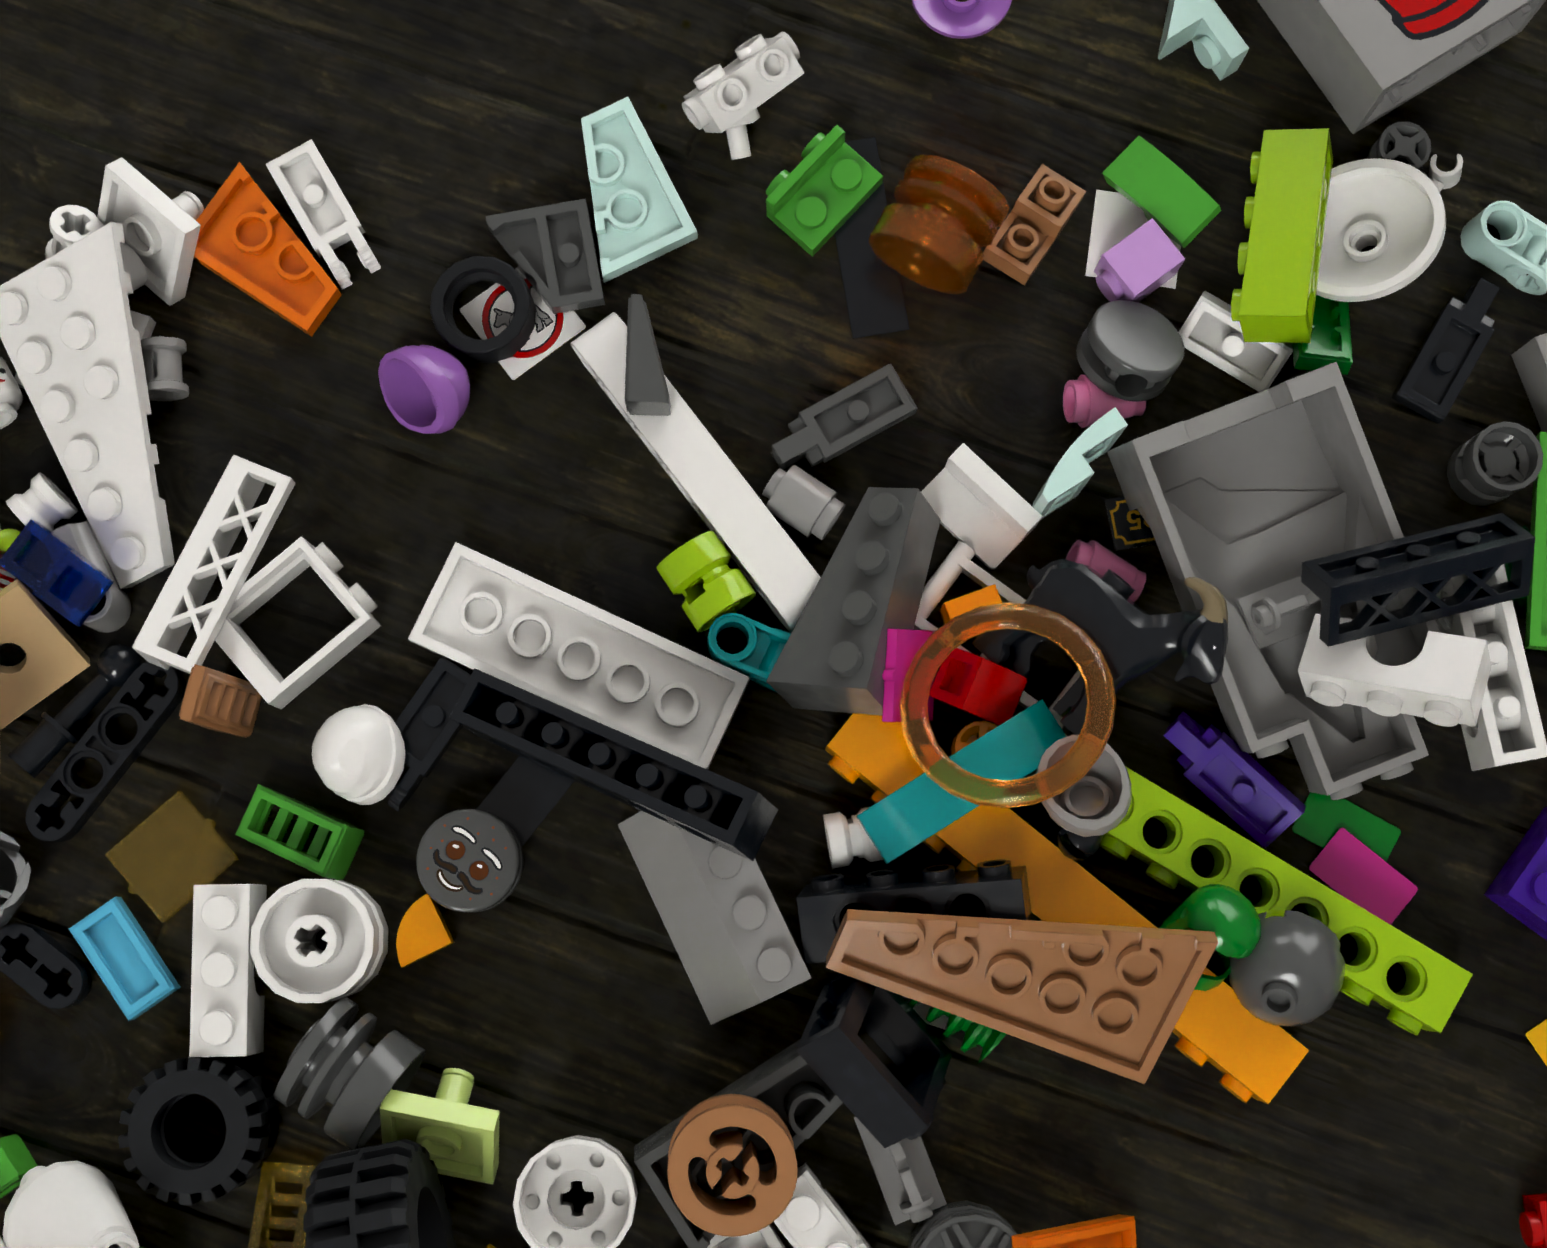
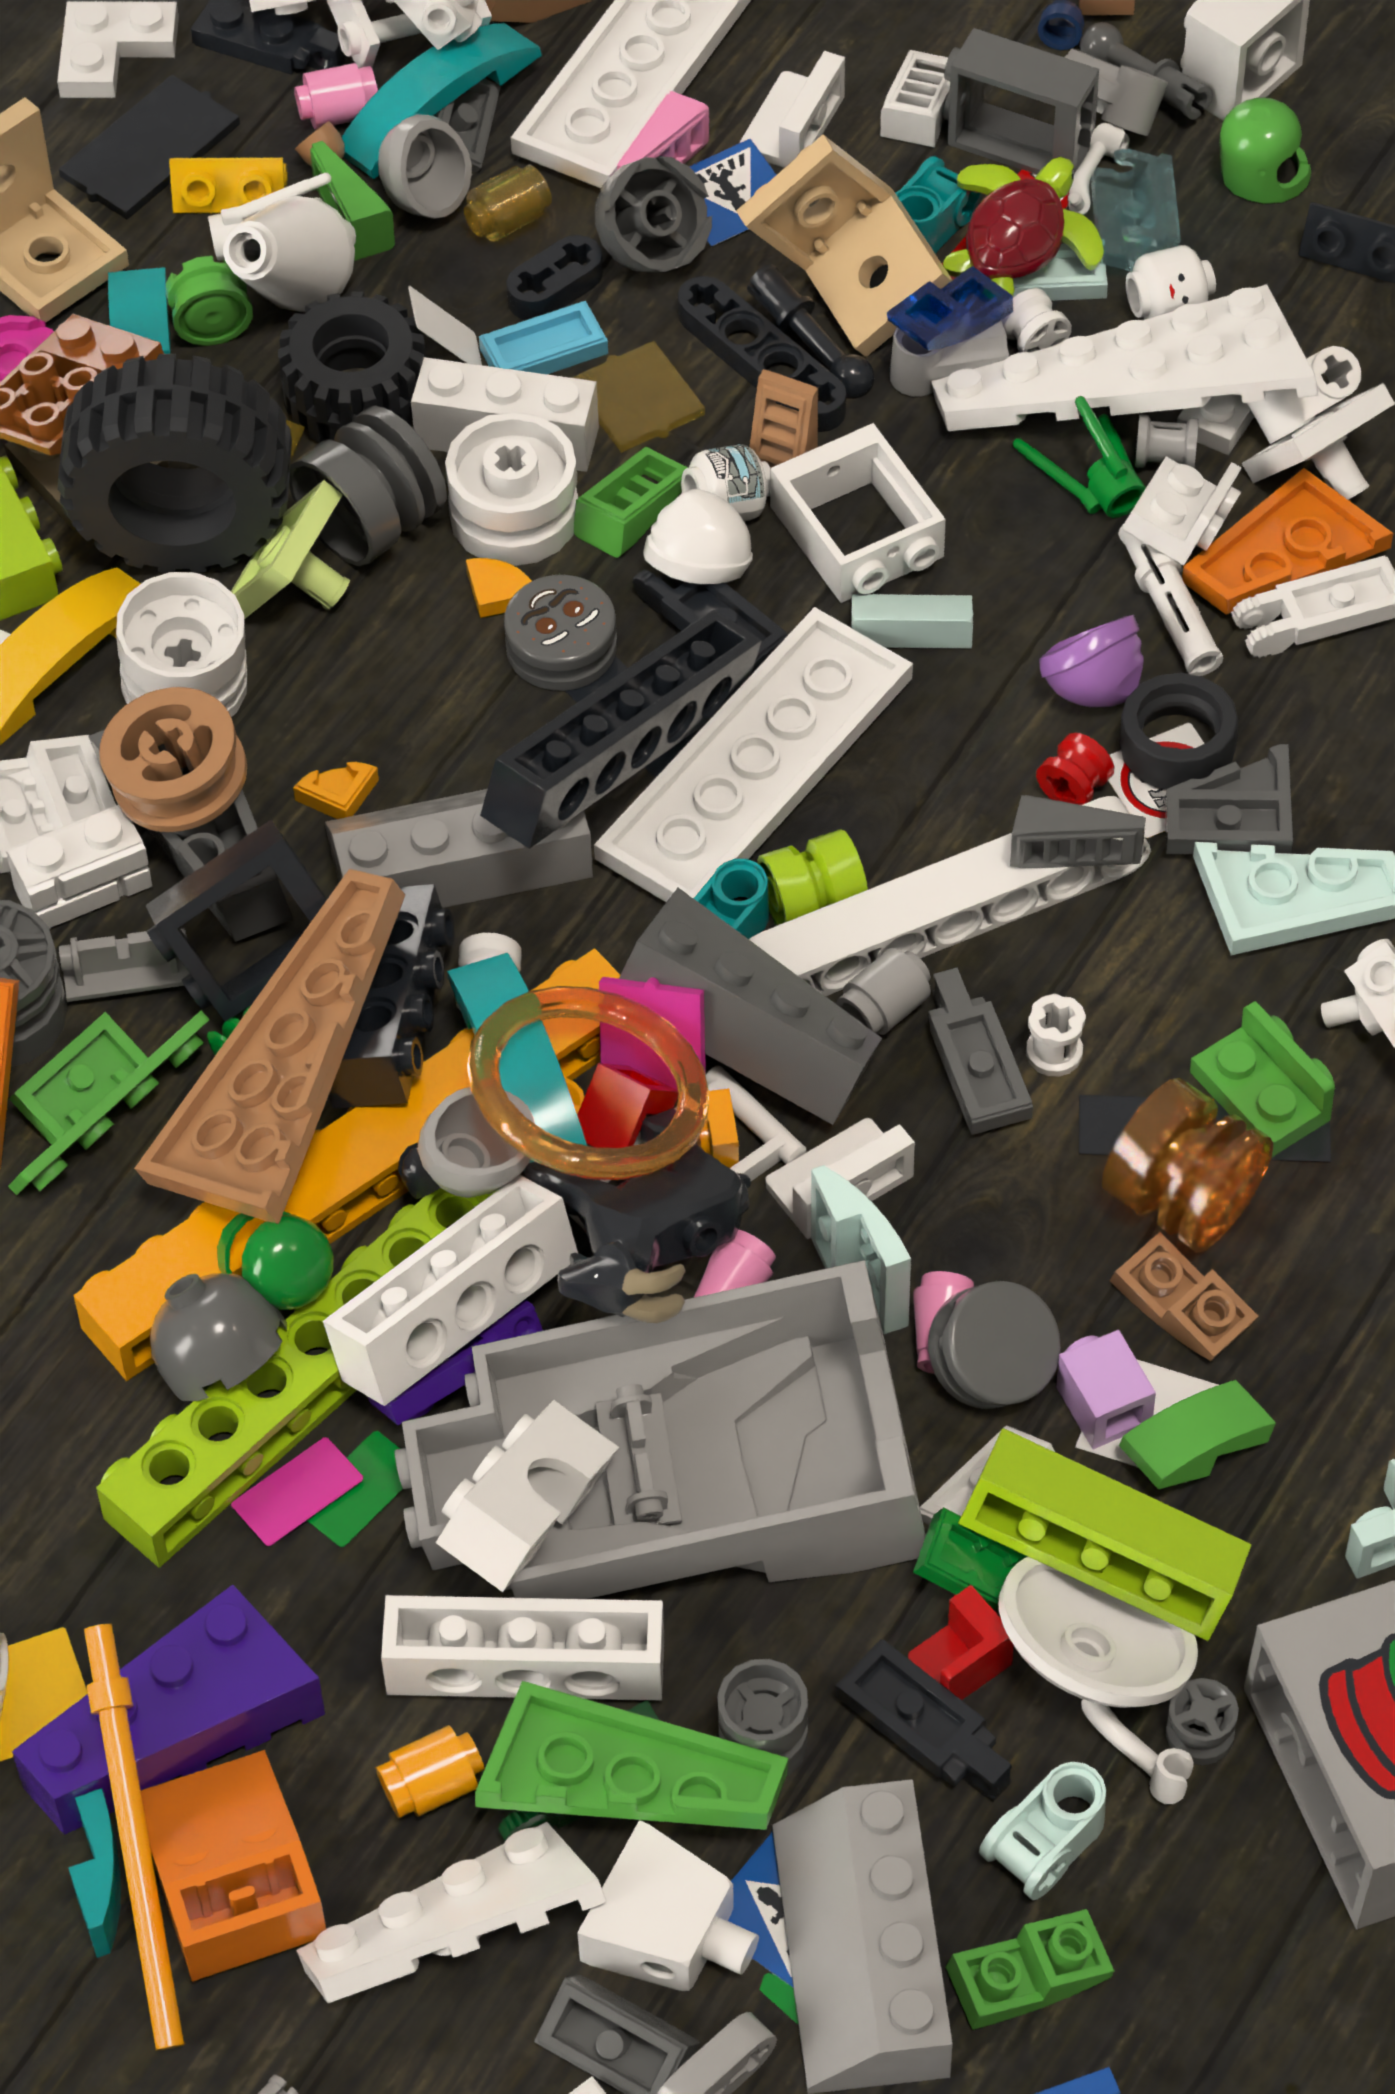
camera: 105 degrees right, 25 degrees down
(137, 1050) = (444, 328): none -> white sticker
(205, 558) = (933, 442): white fence -> none
(216, 407) = (1111, 479): none -> green plant
(246, 336) = (1182, 509): none -> white bracket
(277, 372) = (1197, 644): none -> white pin
(277, 746) = (733, 475): none -> head
(393, 557) = (914, 620): none -> light aqua slope
(543, 386) = (1075, 770): none -> red wheel
(672, 1022) = (337, 790): none -> light orange tile
(815, 373) = (1048, 1041): none -> white bush
(1043, 1153) = (87, 1081): none -> bright green bracket
(1209, 785) = (450, 1289): none -> white brick
(1388, 335) = (967, 1649): none -> red panel
(1424, 563) = (642, 1524): black fence -> none

